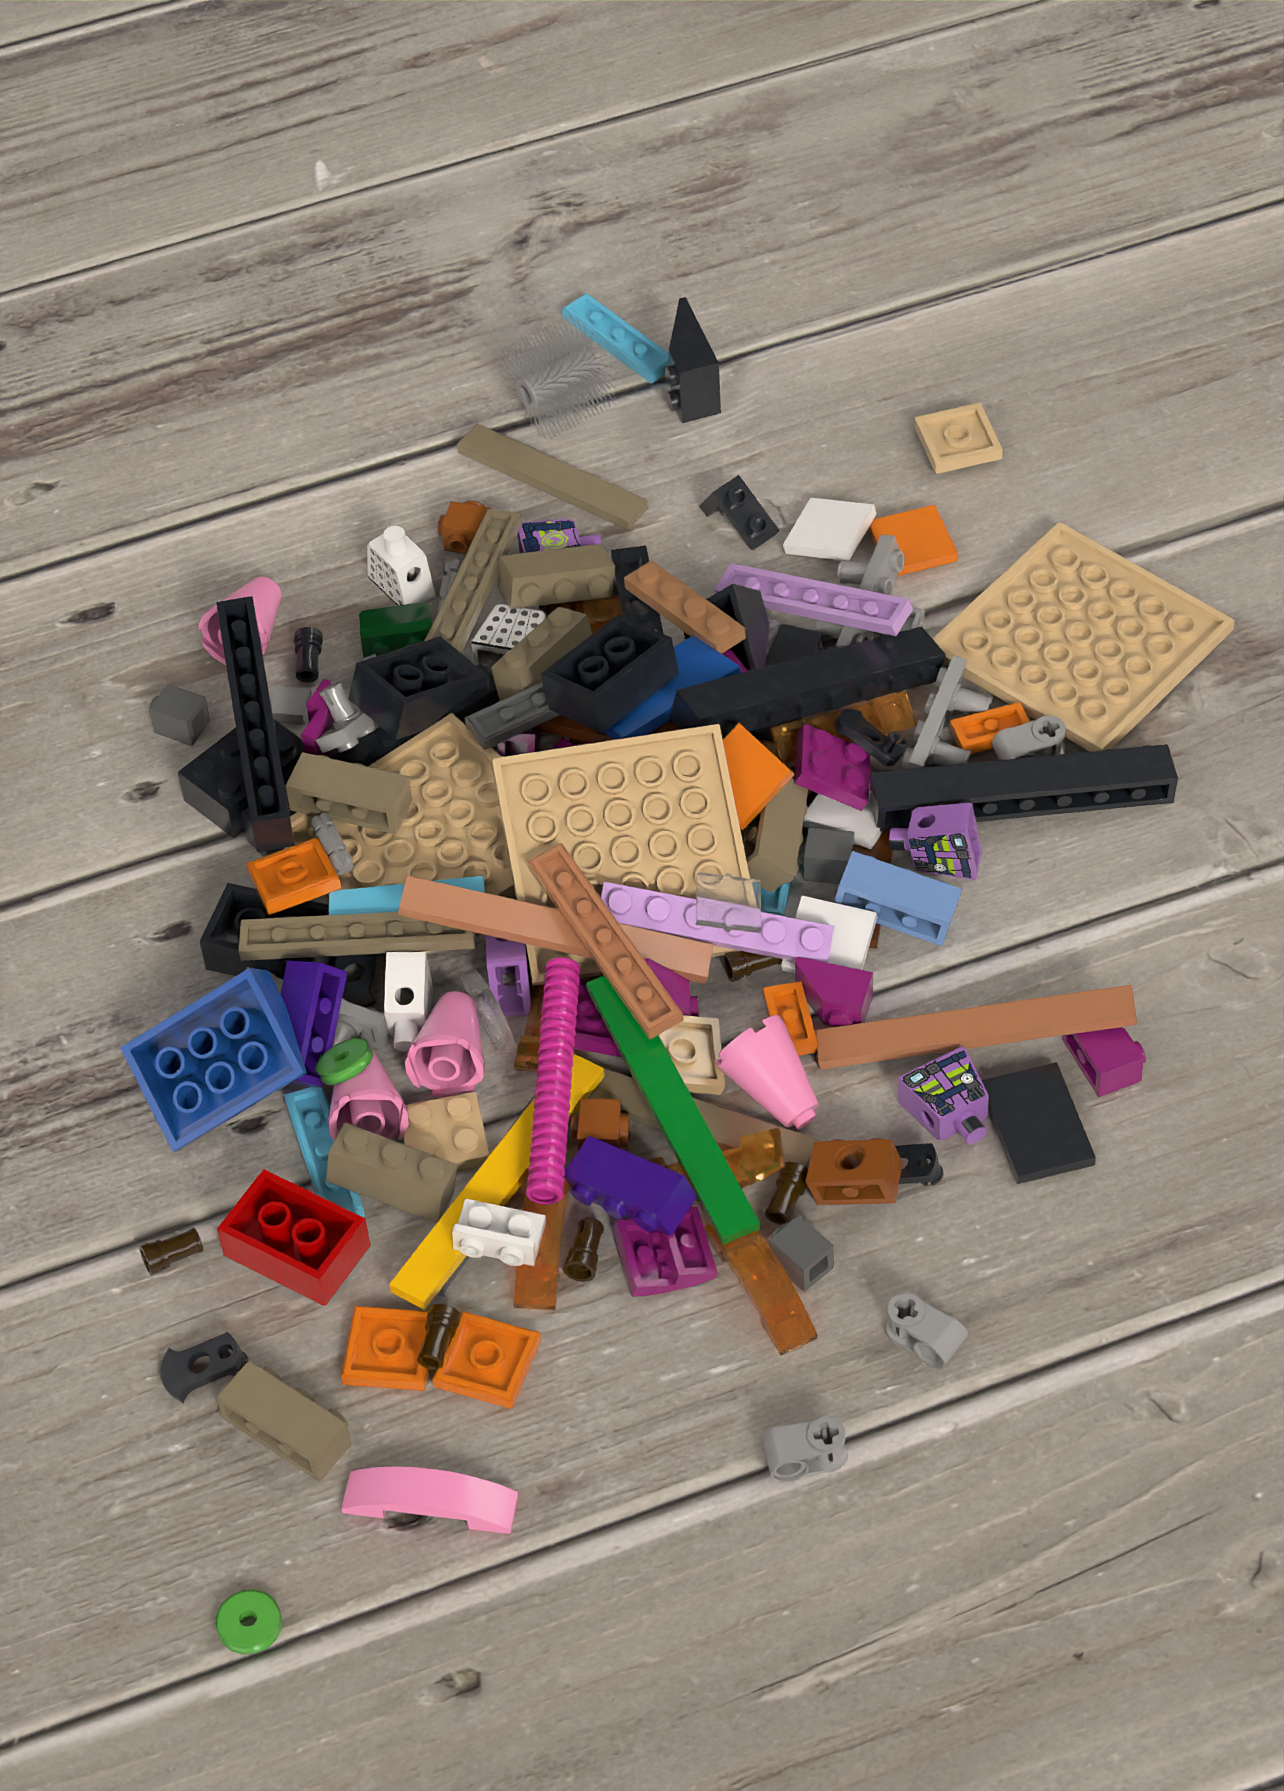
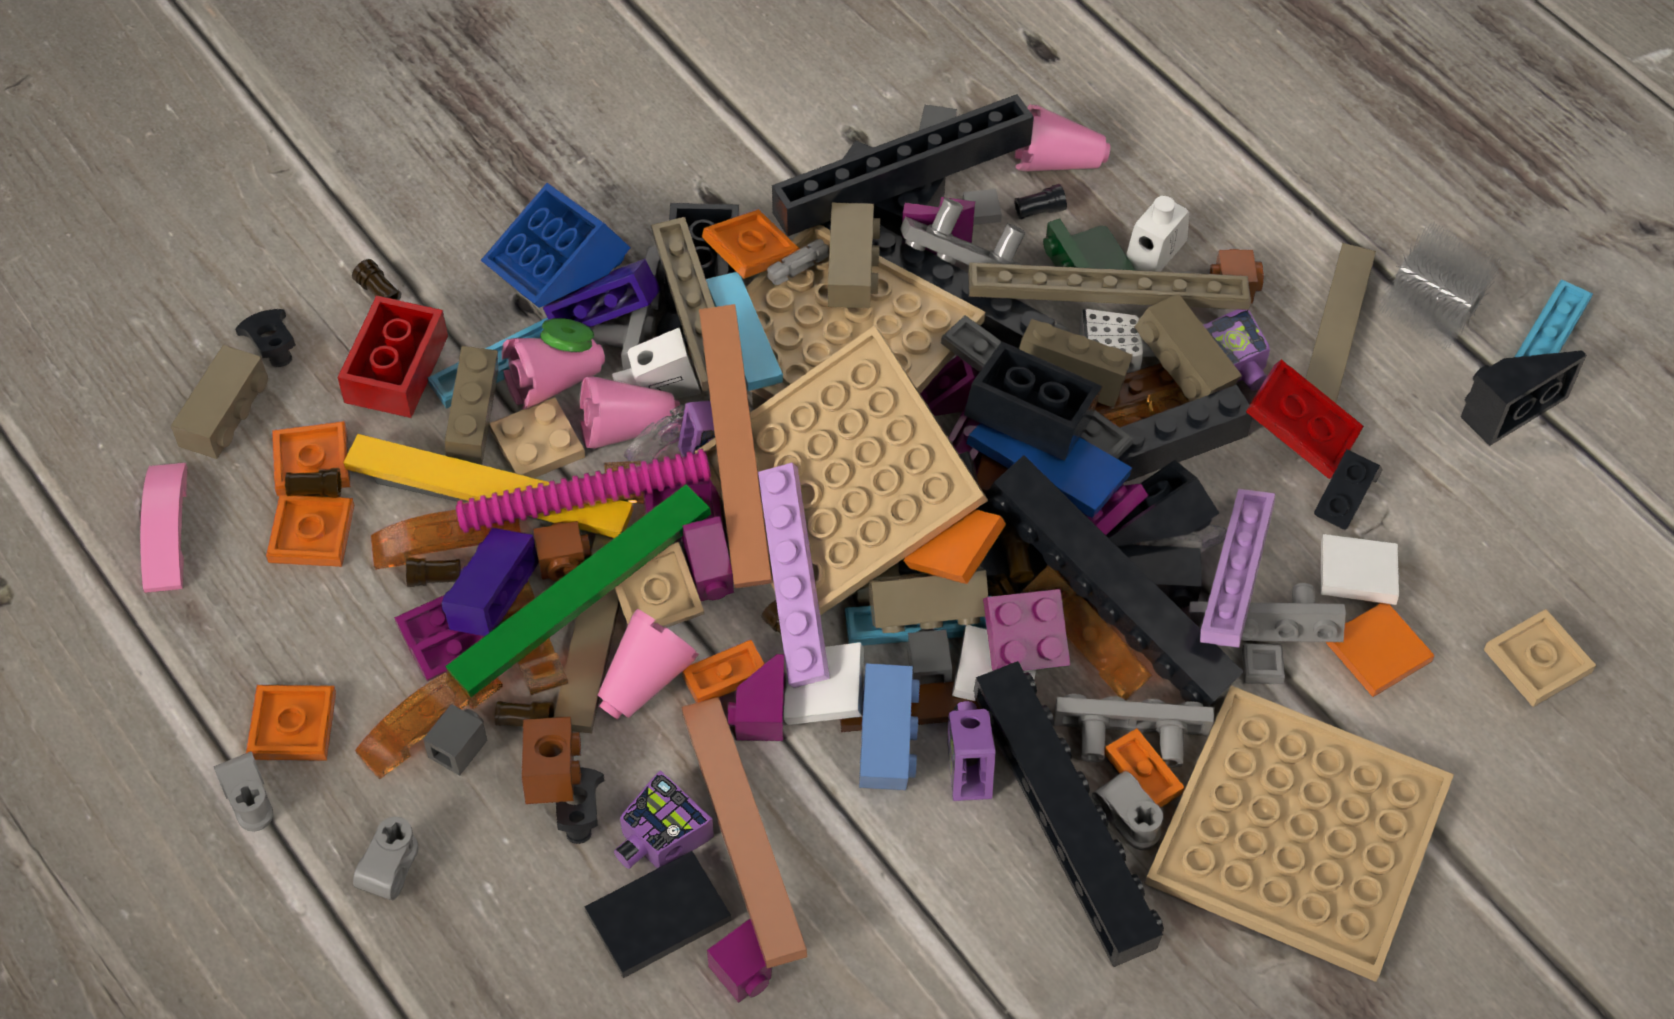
camera: 70 degrees right, 5 degrees up
(251, 1638) = (44, 444): bright green piece -> none
(414, 685) = (982, 264): black slope -> none
(498, 1233) = (415, 494): white bracket -> none
(606, 941) = (722, 480): nougat tile -> none
(659, 517) = (1304, 418): none -> red tile
(684, 607) = (1166, 454): medium nougat plate -> none
(728, 902) = (807, 572): clear piece -> none
(728, 1405) = (291, 722): none -> orange tile
(881, 747) = (1093, 639): black piece -> none

